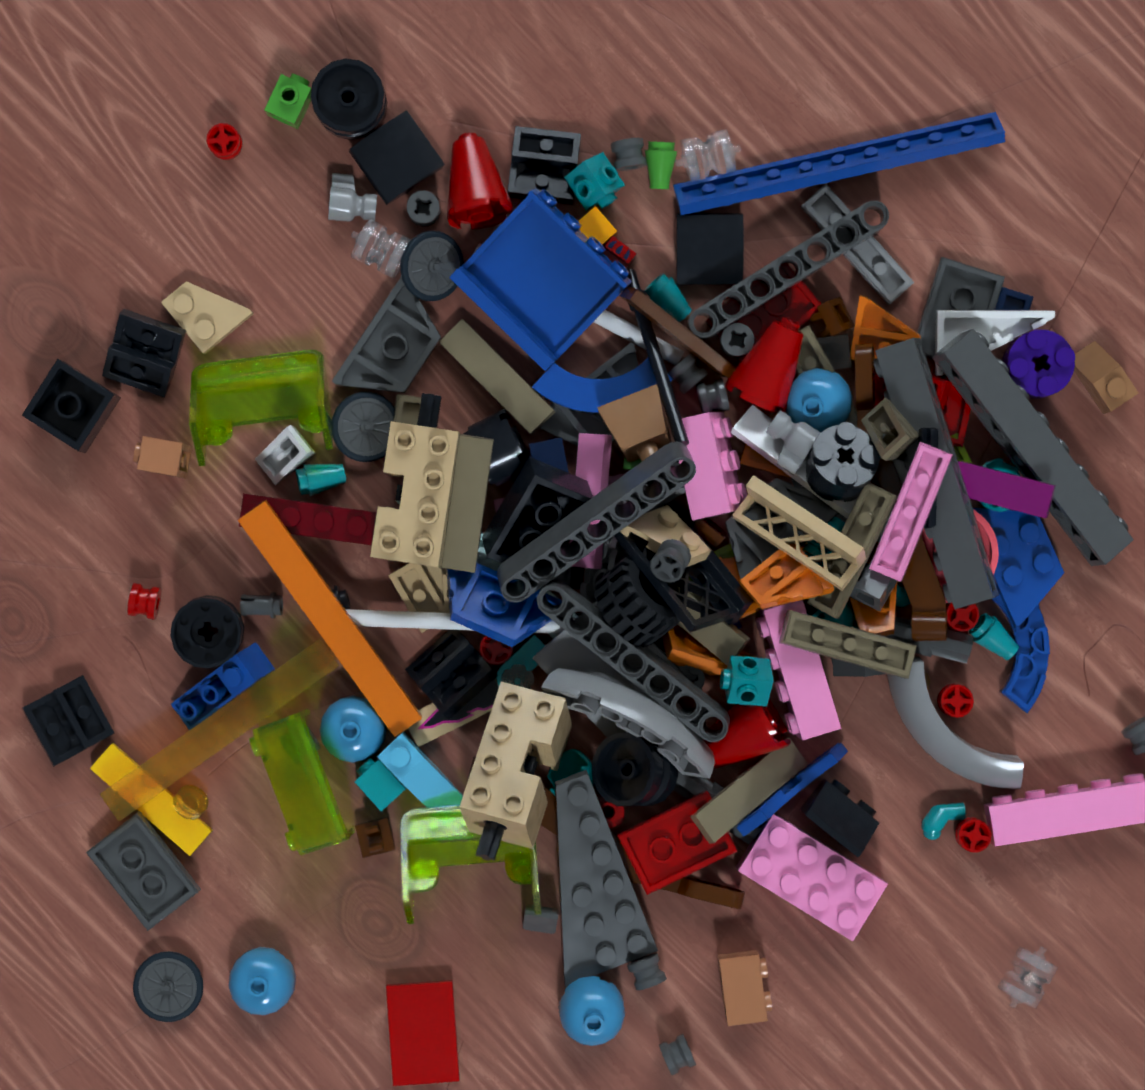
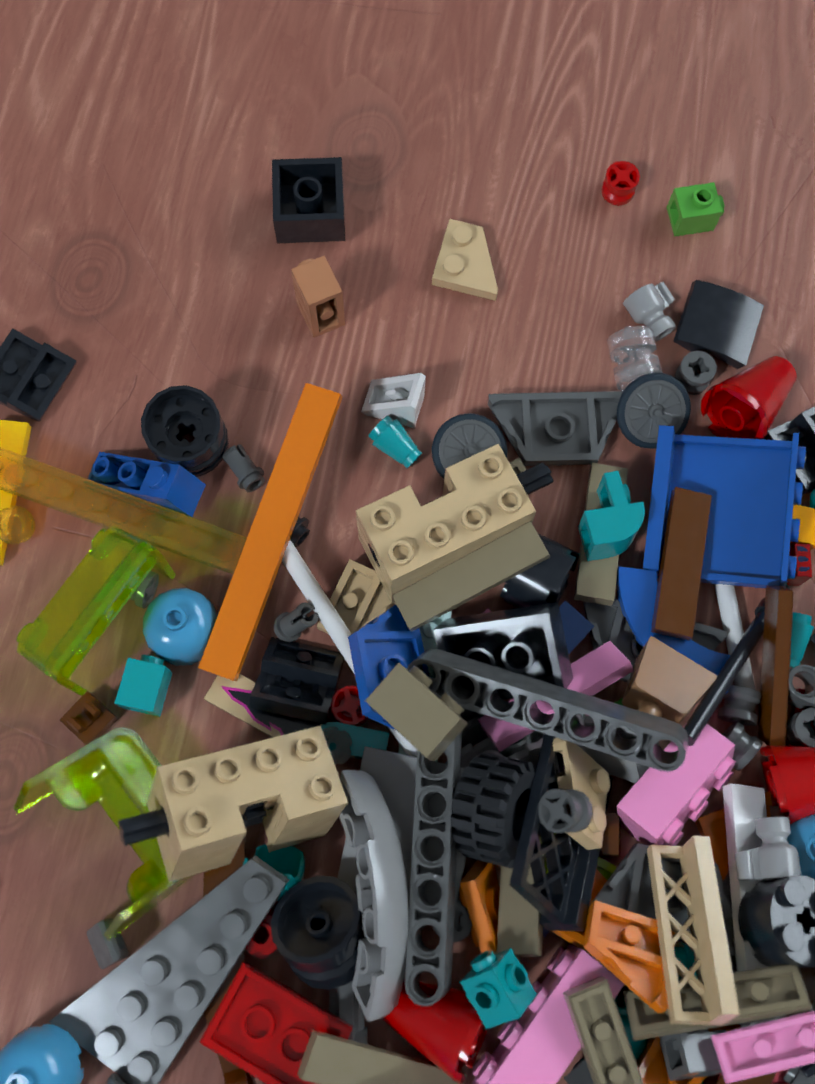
camera: 55 degrees right, 15 degrees down
(144, 353) = (396, 233): black slope -> none
(144, 601) = (178, 366): red wheel -> none
(258, 392) = (426, 338): clear neon green windscreen -> none
(318, 519) = (354, 457): dark red arch -> none
(340, 81) = (738, 247): black wheel -> none
(407, 650) = (290, 625): none -> dark grey pin
(419, 773) = (178, 712): medium azure slope -> none
(503, 368) = (614, 526): none -> teal brick
(538, 611) = (416, 711): none -> dark tan brick
(560, 340) = (681, 564): none -> reddish brown tile

